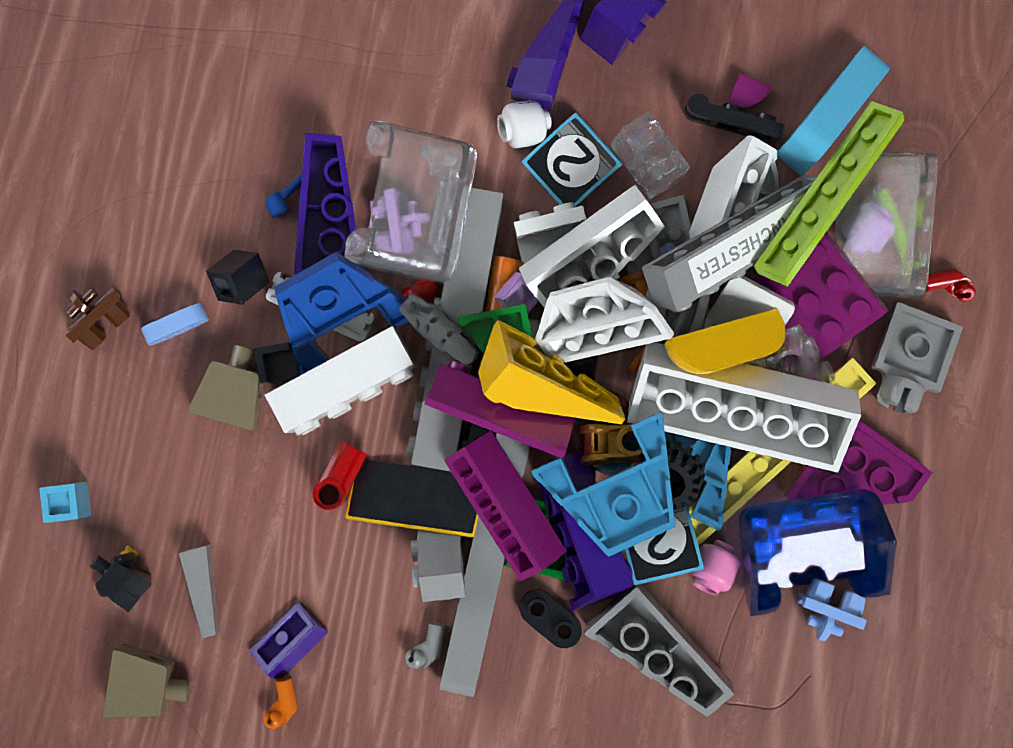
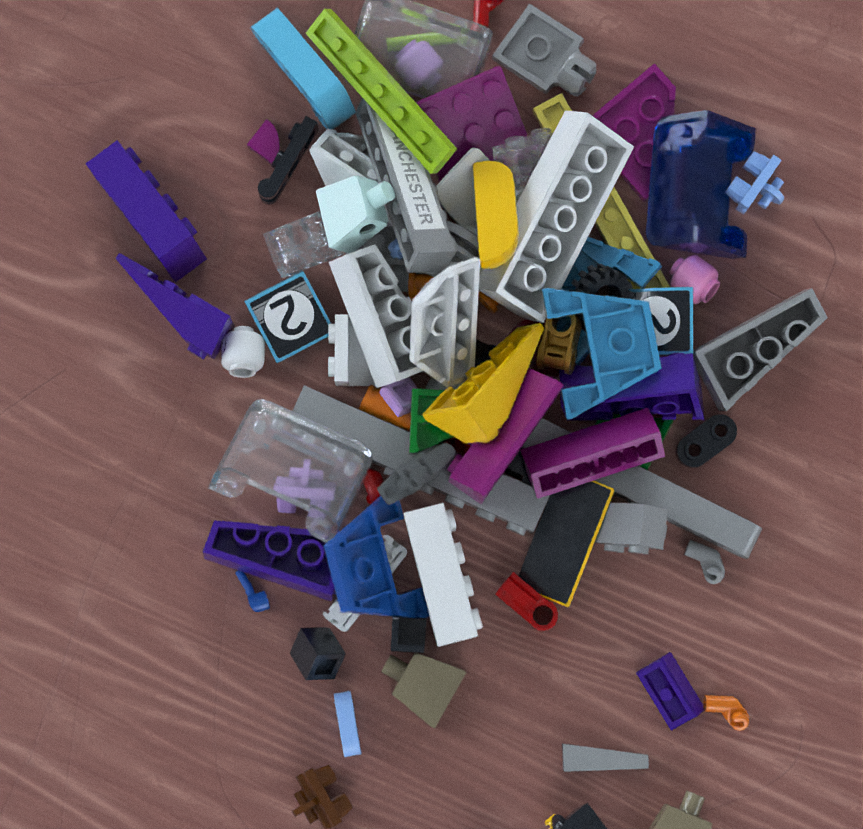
camera: 85 degrees left, 5 degrees down
(694, 196) = (353, 211): none -> light aqua torso

